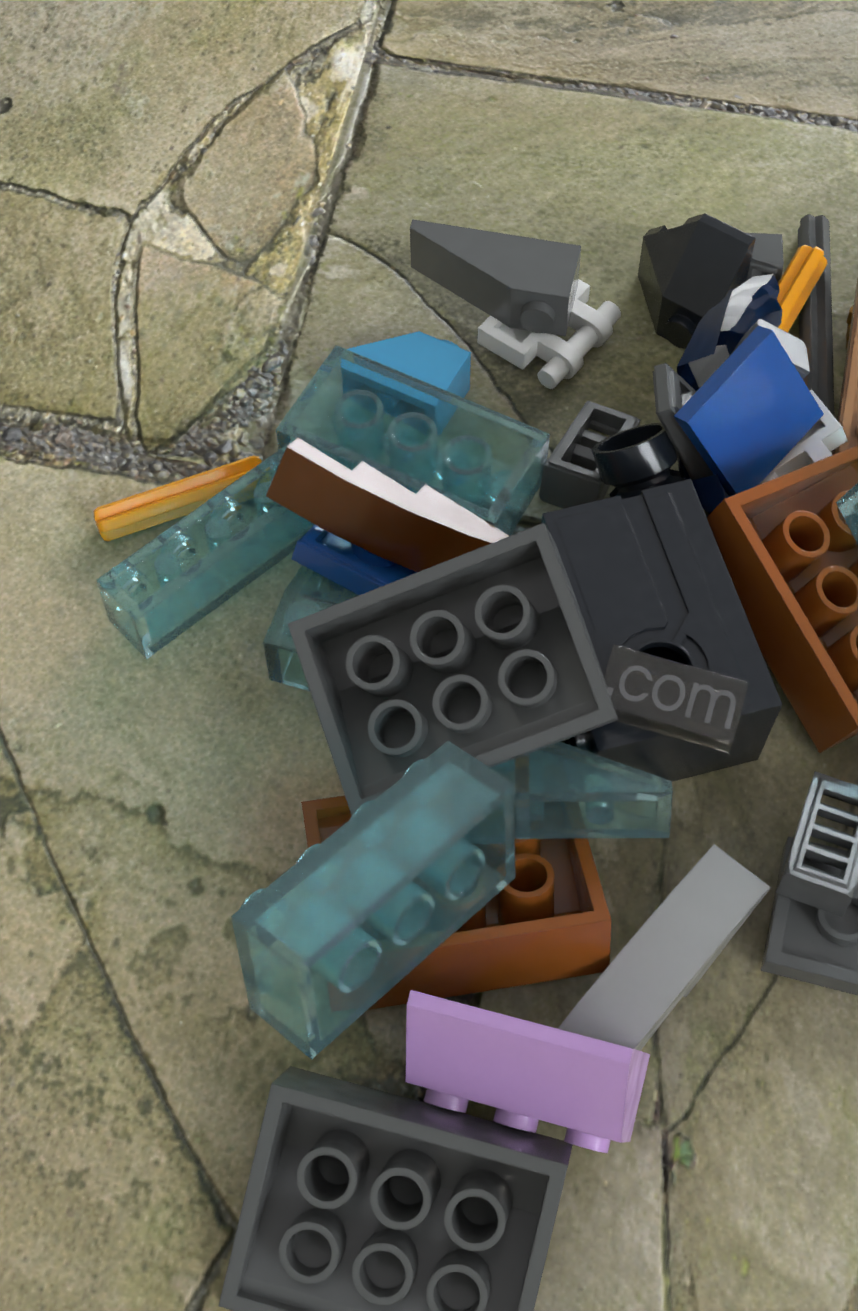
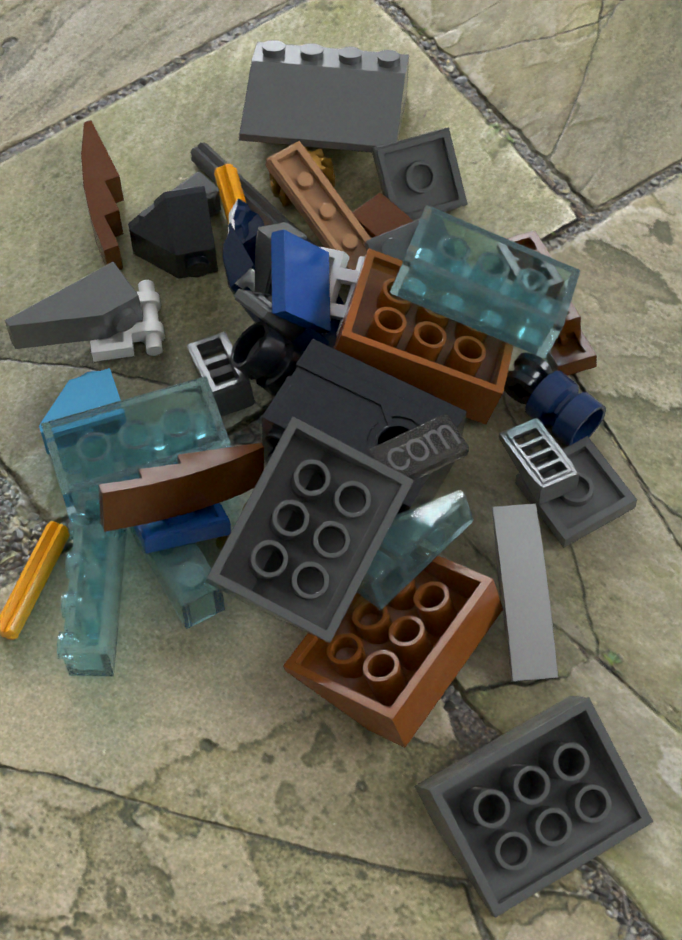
camera: 45 degrees left, 0 degrees up
(376, 897) = (393, 659): clear light blue brick -> none
(523, 1071) = (523, 681): lavender slope -> none
(660, 186) = (102, 193): none -> reddish brown slope

